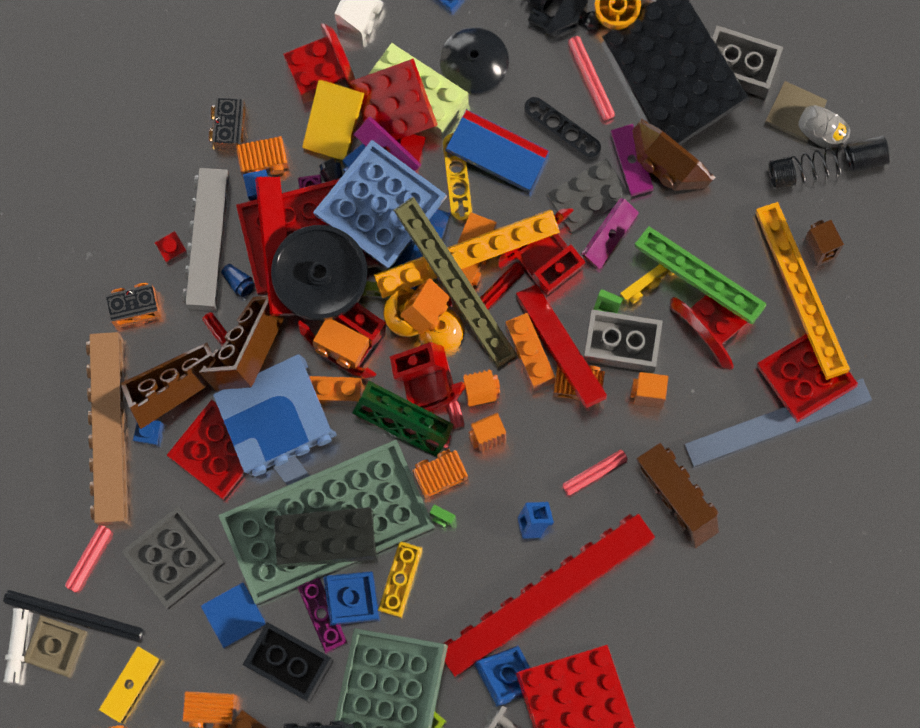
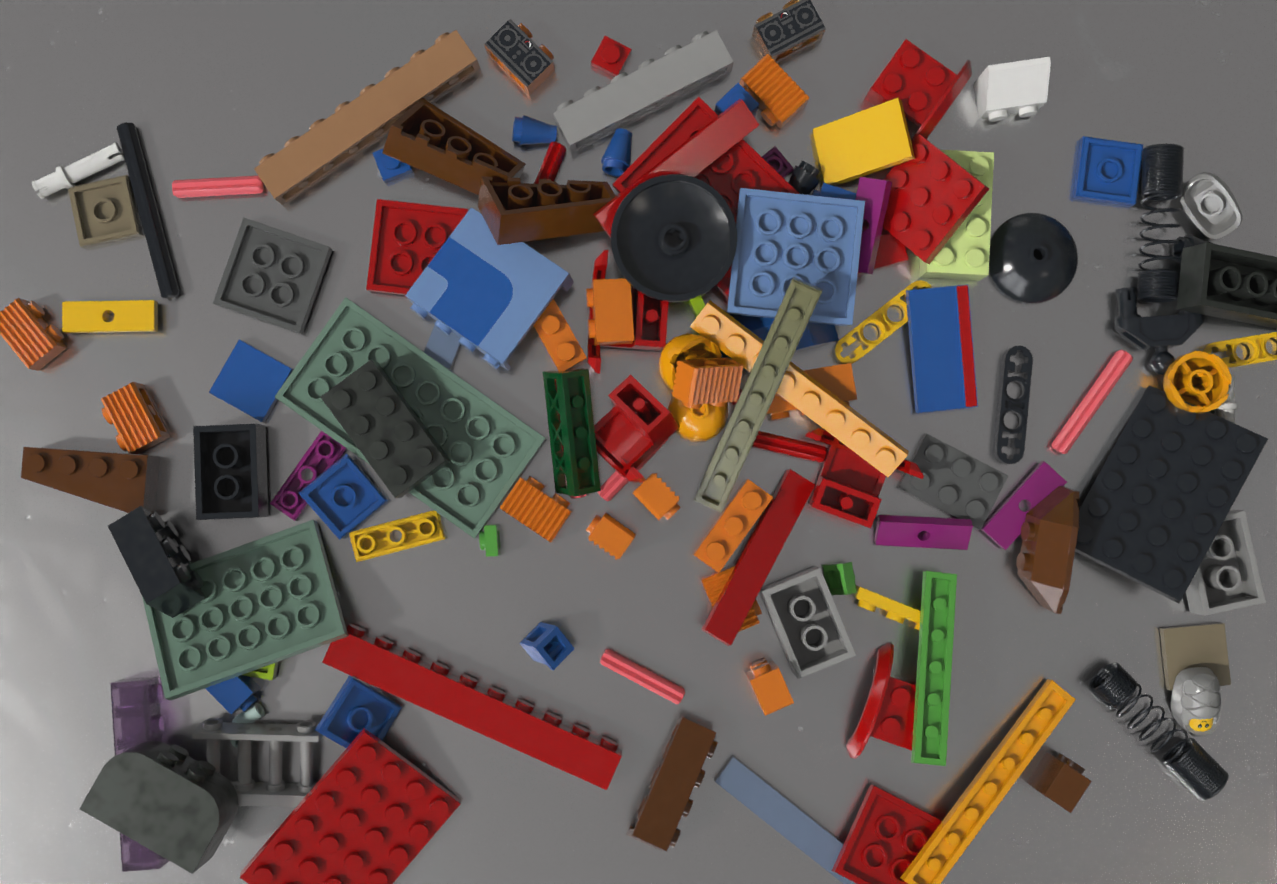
camera: 55 degrees right, 10 degrees up
(187, 326) = (532, 131): none -> blue cone

